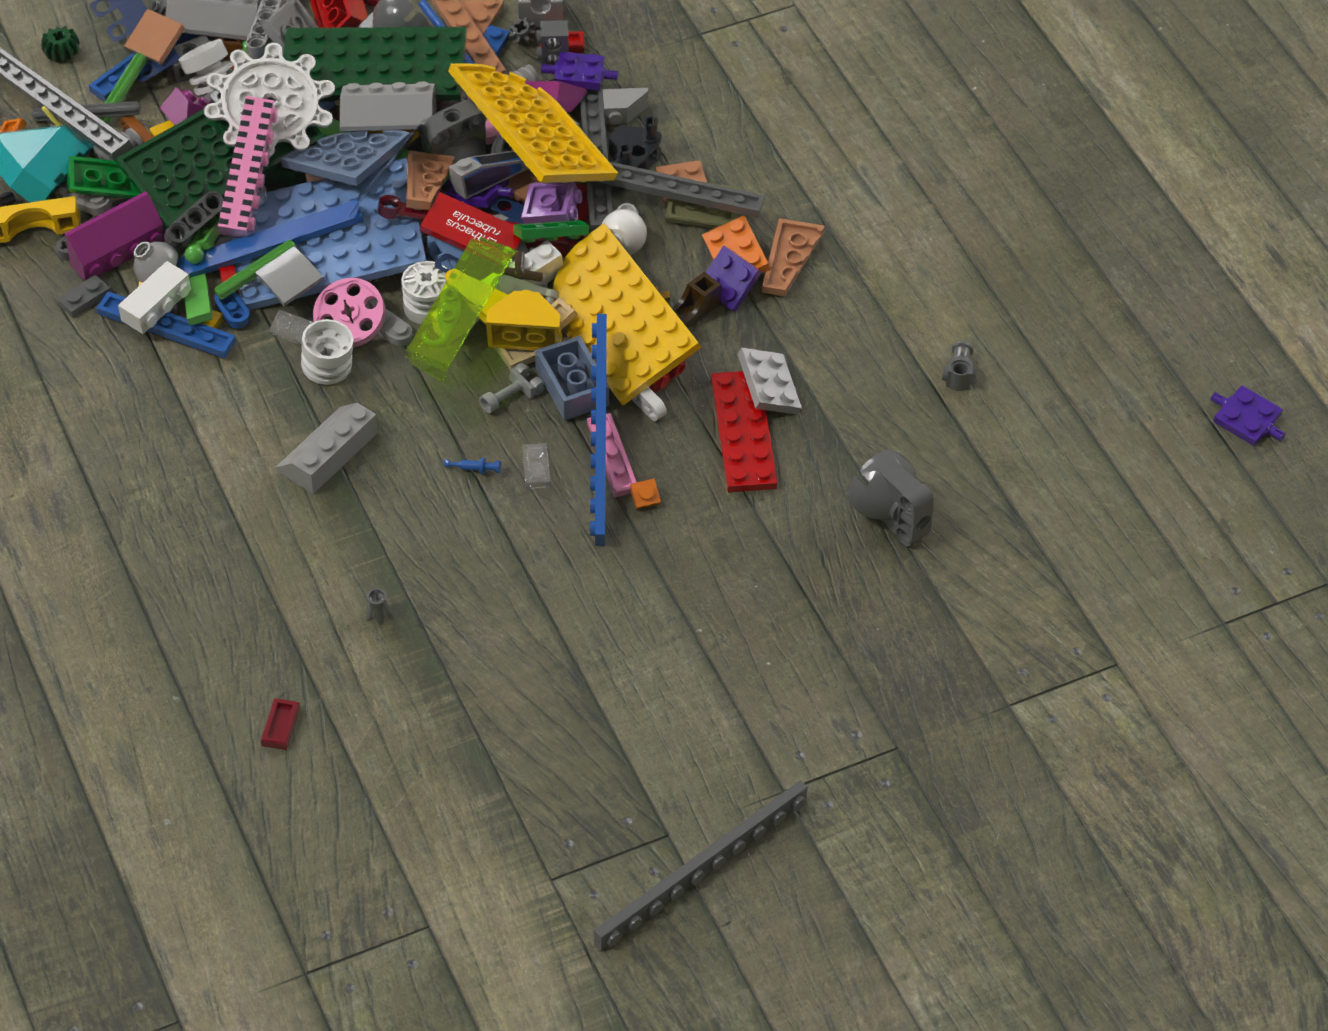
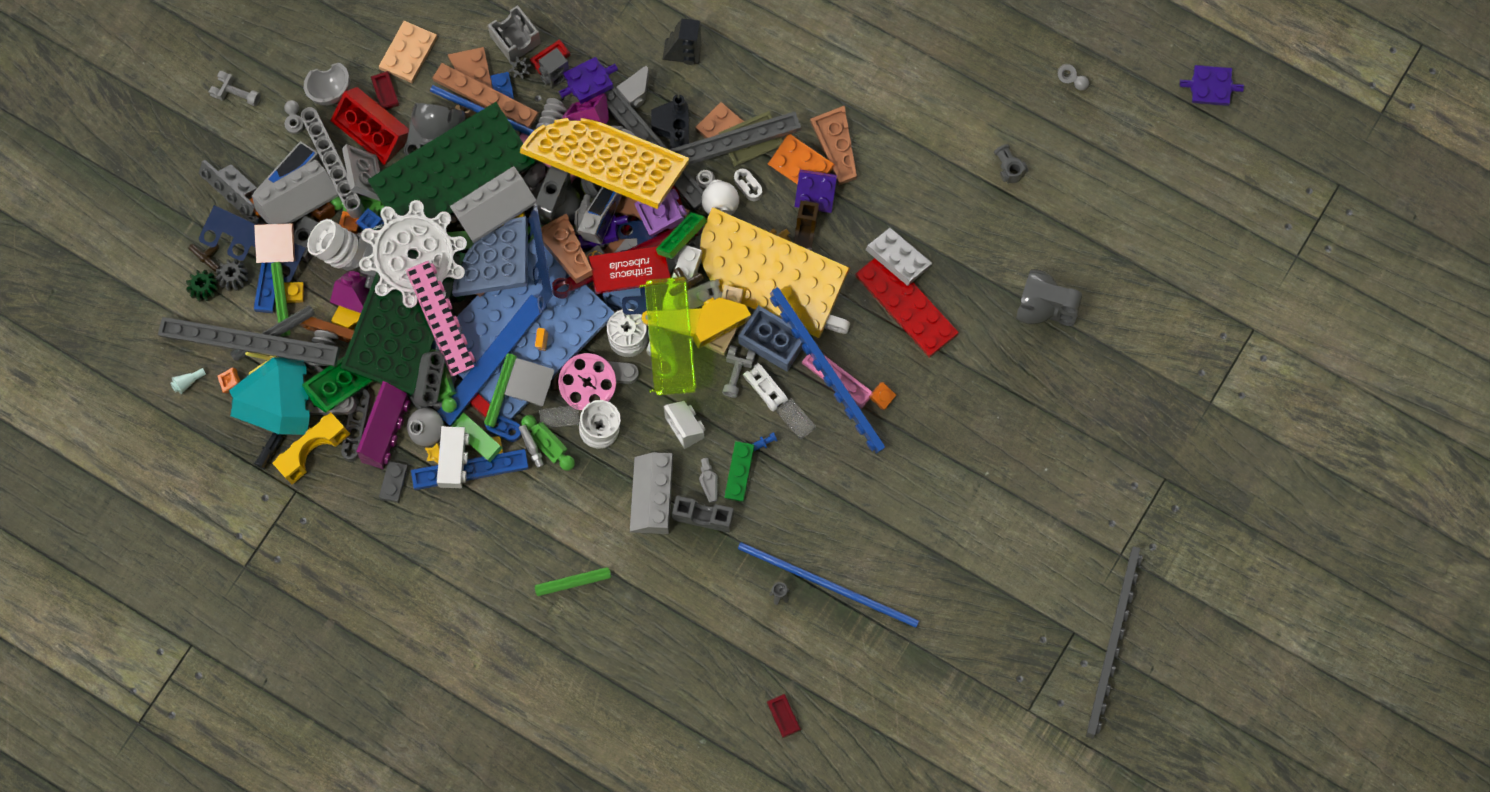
camera: 30 degrees left, 20 degrees up
(85, 25) = (204, 257): none -> dark brown piece
(95, 50) = (225, 278): none -> dark grey gear
(142, 94) = (294, 292): none -> yellow plate
(177, 477) = (572, 581): none -> bright green axle
(242, 350) = (531, 446): none -> light grey piece
(263, 344) = (548, 443): none -> bright green plate
(332, 242) = (541, 339): none -> light orange tile
(370, 499) = (690, 512): none -> dark grey arch
(396, 469) = (708, 480): none -> light grey piece
(414, 399) = (683, 423): none -> white slope
(434, 476) = (739, 471): none -> green plate
(438, 634) = (829, 585): none -> blue piece
(528, 419) = (765, 387): none -> white plate
(662, 243) = (751, 182): none -> white beam
(704, 86) = (684, 43): none -> black wedge
(1100, 339) = (1080, 82): none -> light grey plate

